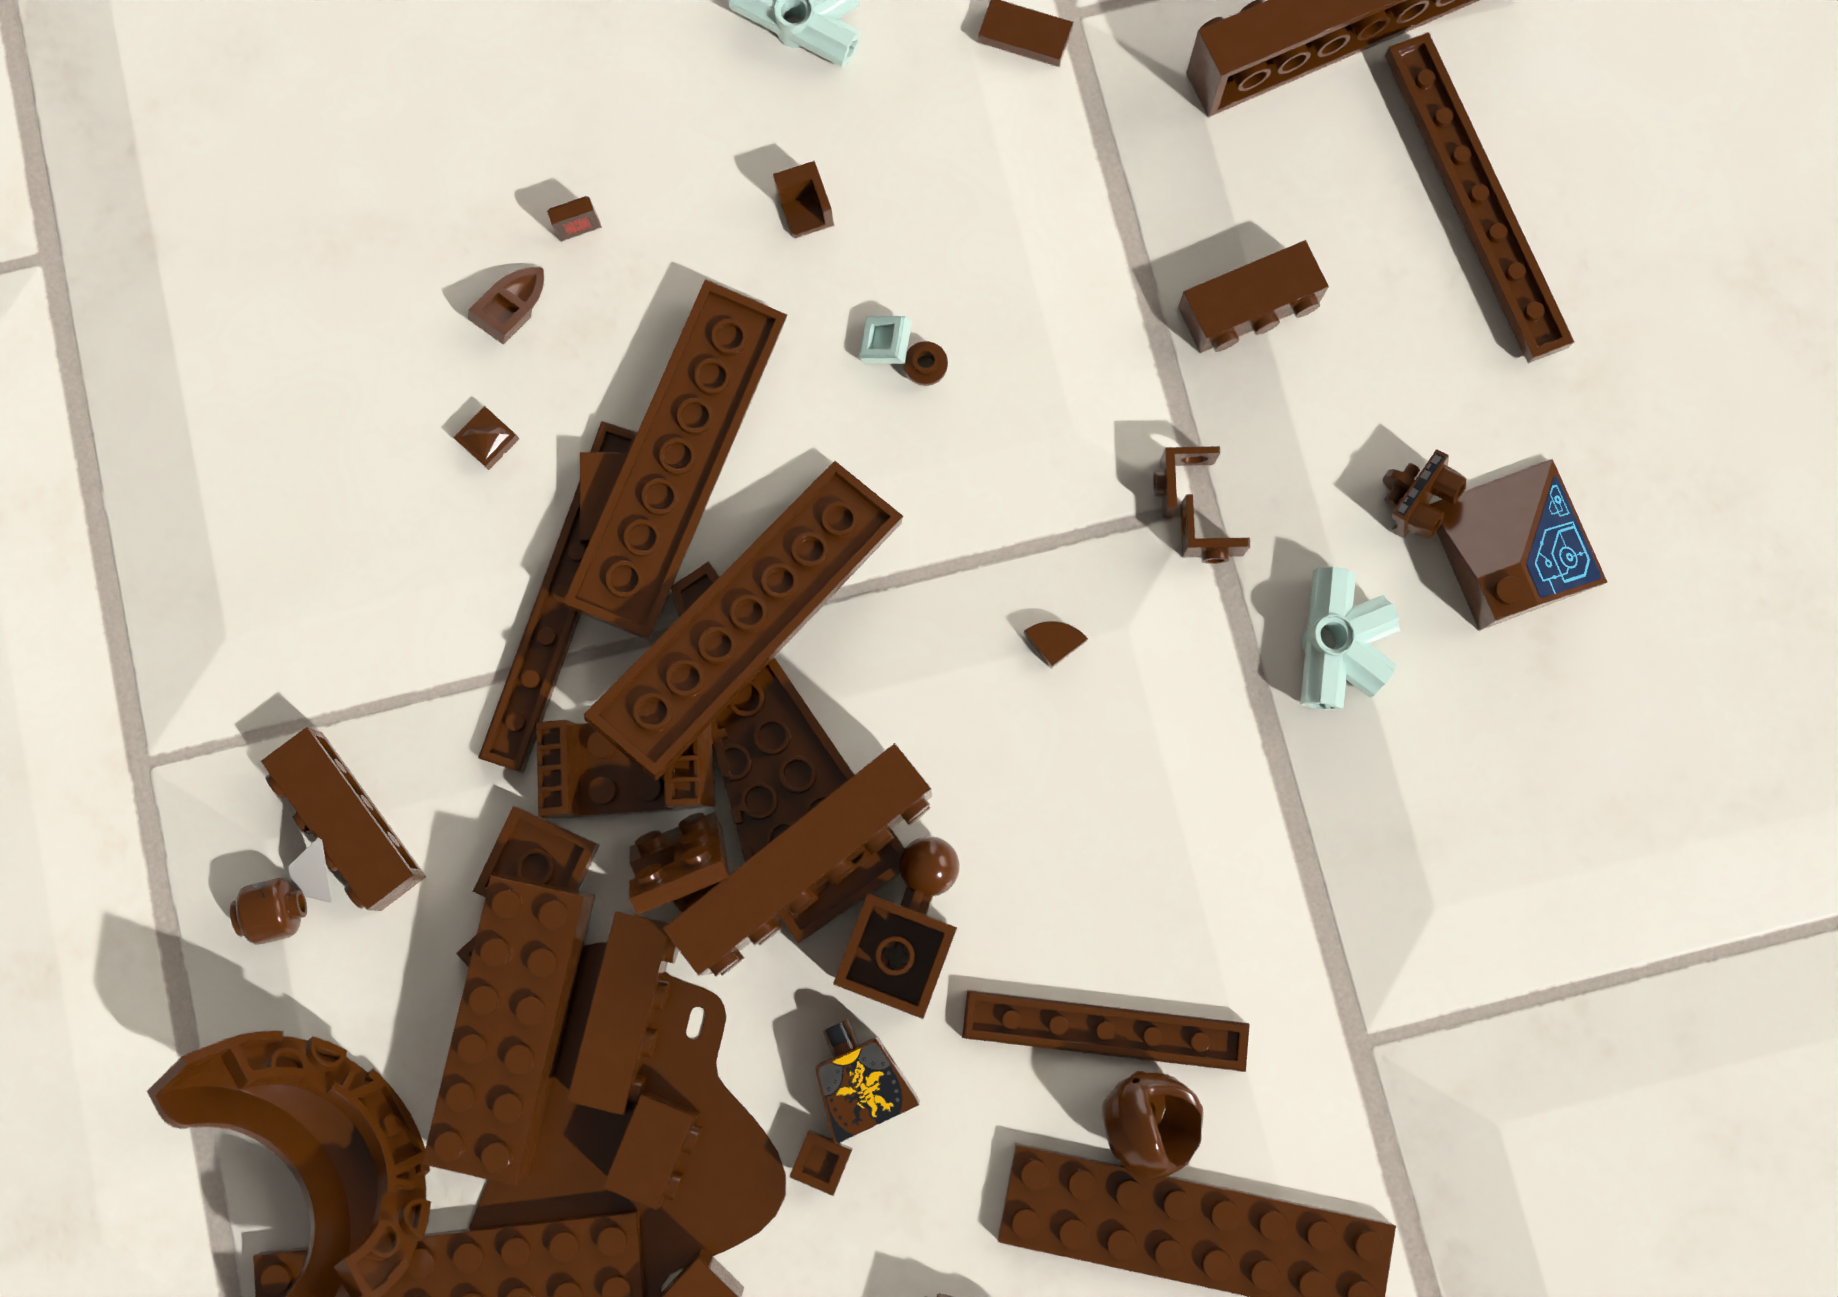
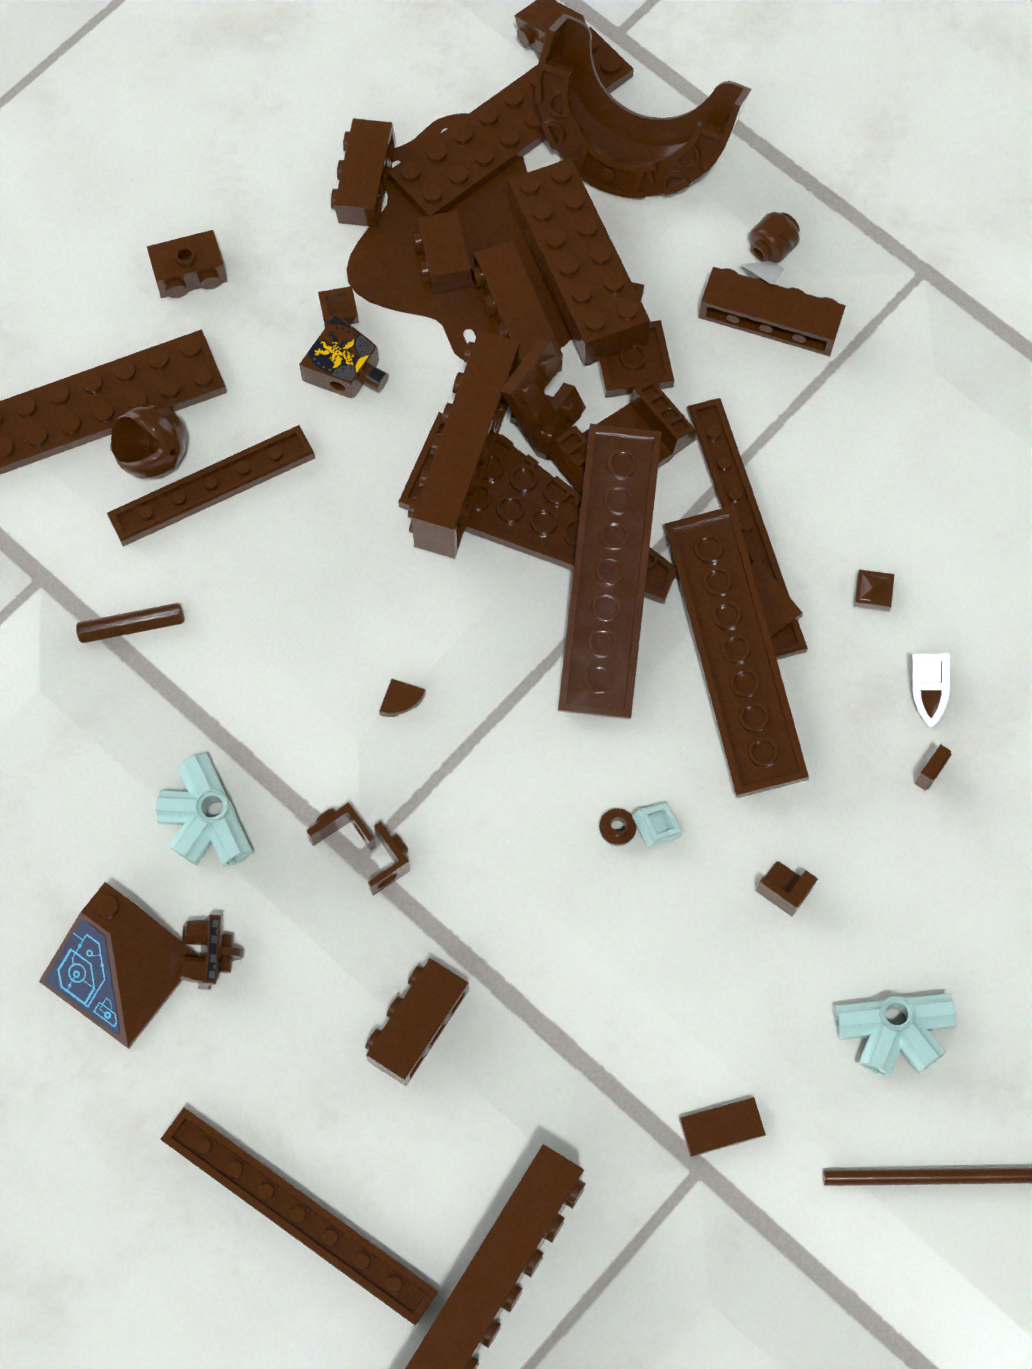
camera: 140 degrees right, 10 degrees down
(928, 870) = (374, 448): reddish brown brick -> none
(1294, 918) = (129, 622): none -> reddish brown axle

